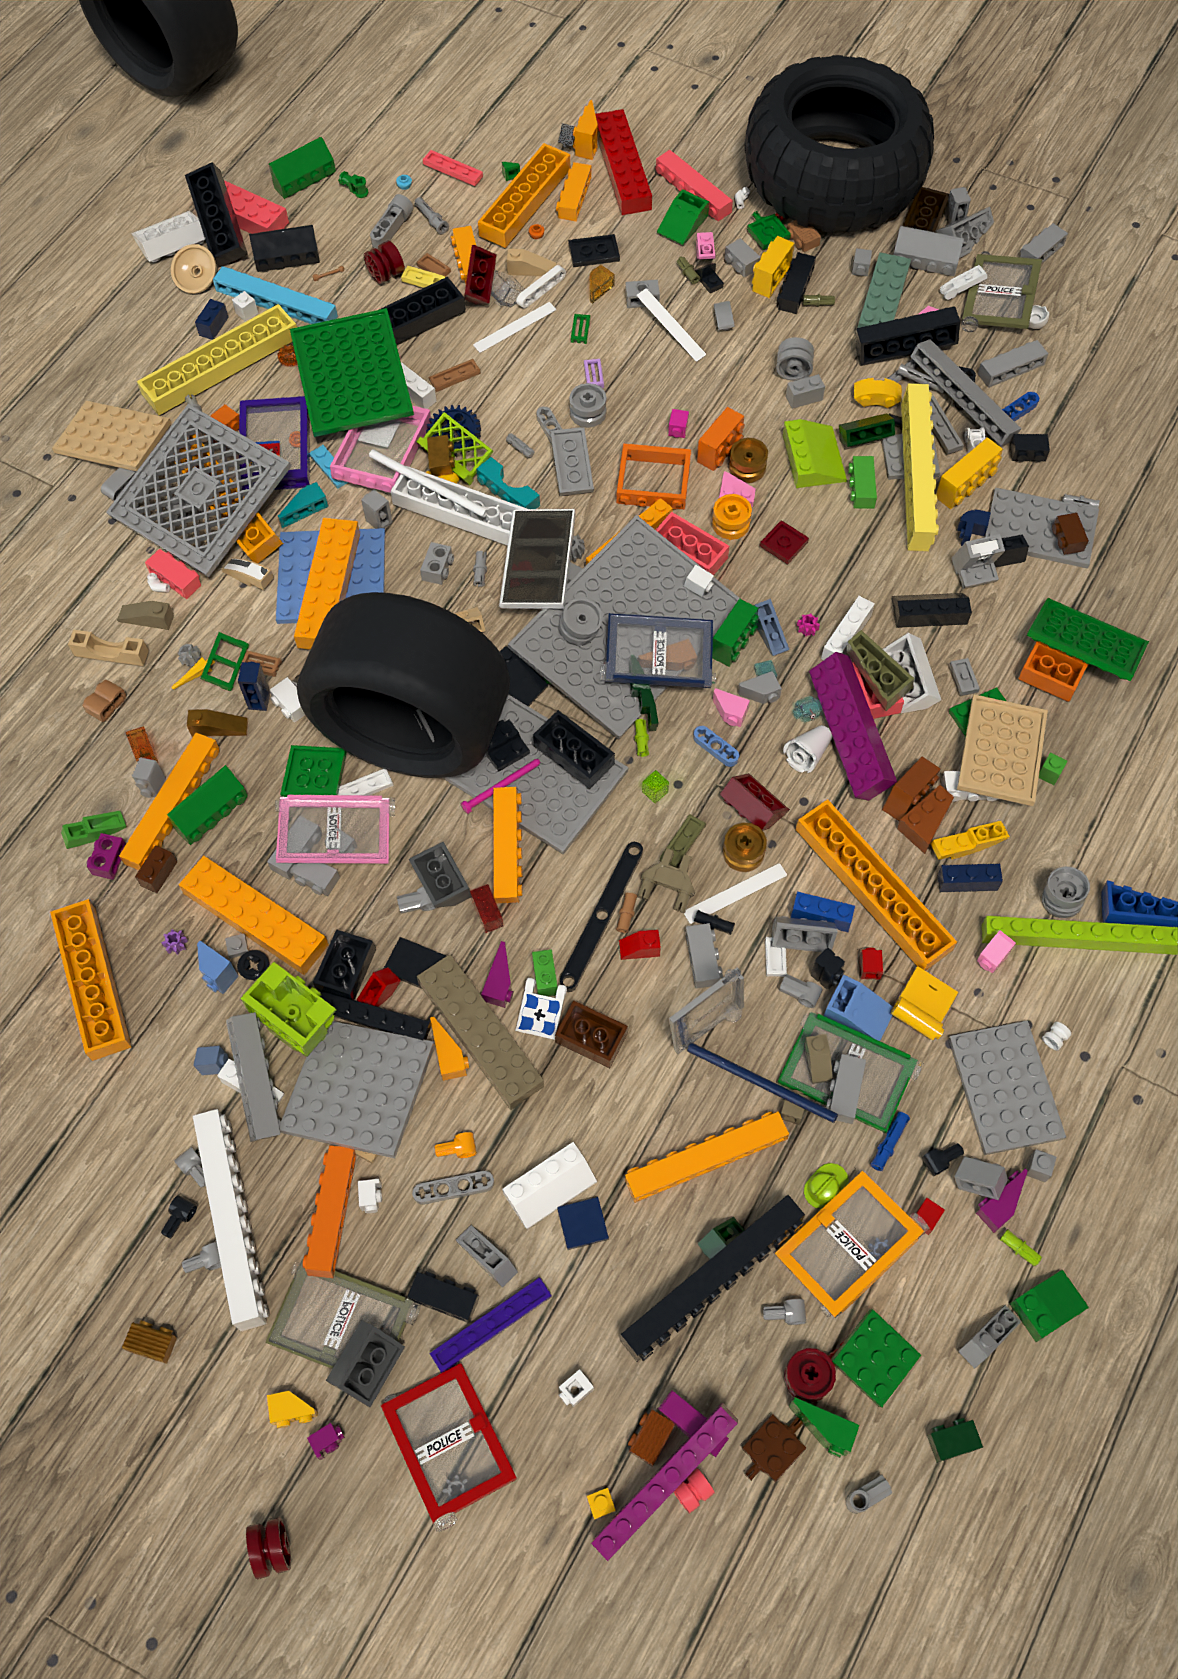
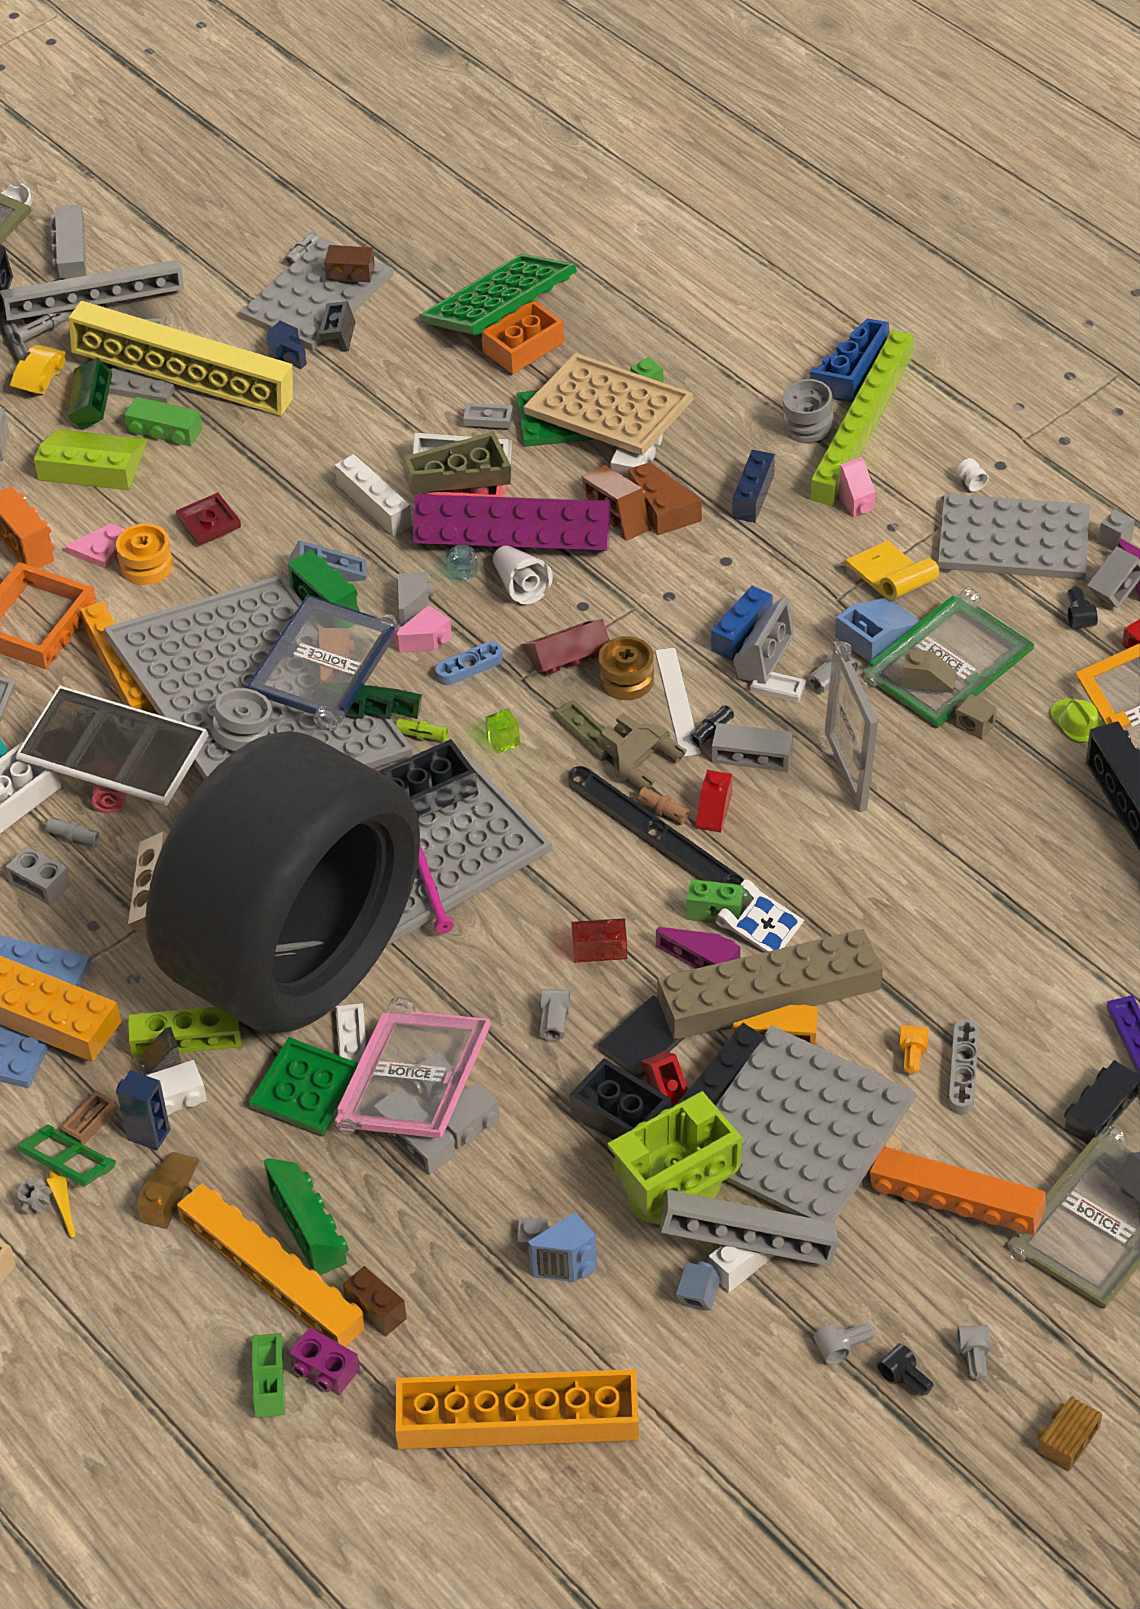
camera: 70 degrees left, 15 degrees down
(104, 700) = (54, 1320): medium nougat brick -> none
(141, 744) = (169, 1278): clear orange slope -> none
(148, 777) = (224, 1276): light grey brick -> none
(174, 941) = (498, 1300): medium lavender gear -> none
(229, 1221) = (934, 1300): white brick -> none
(254, 915) = (496, 1198): light orange brick -> none
(256, 957) = (559, 1211): black gear -> none
(369, 1195) = (948, 1149): white brick -> none
(440, 876) = (534, 968): dark grey slope -> none
(487, 1256) = (1064, 1047): light grey slope -> none
(506, 845) = (516, 892): light orange brick -> none
(549, 1185) = (992, 967): white slope -> none
(583, 1223) = (1051, 949): dark blue tile -> none
(591, 1034) = (816, 873): reddish brown brick -> none
(694, 542) = (168, 591): coral brick -> none
(699, 581) = (236, 598): white brick -> none
(706, 1157) = (1009, 812): light orange brick -> none
(720, 1237) = (1113, 822): dark green slope -> none
(748, 459) = (68, 512): pearl gold wheel -> none
(763, 1082) = (941, 727): dark blue piece -> none
(764, 667) = (385, 589): clear light blue plate -> none
(808, 624) = (343, 529): dark pink gear -> none
(828, 969) = (819, 632): black brick -> none
(846, 1087) = (975, 657): light grey brick -> none
(871, 964) = (824, 600): red brick -> none
(875, 885) = (727, 565): light orange brick -> none
(886, 1148) = (1065, 661): blue pin -> none
(931, 610) = (380, 415): black slope -> none
(969, 473) = (210, 313): yellow brick -> none
(970, 842) = (706, 470): yellow slope -> none
(974, 437) = (165, 306): white piece -> none
(976, 561) = (340, 354): light grey brick -> none
(1022, 402) = (138, 252): blue beam -> none
(1029, 447) = (202, 265): black brick -> none

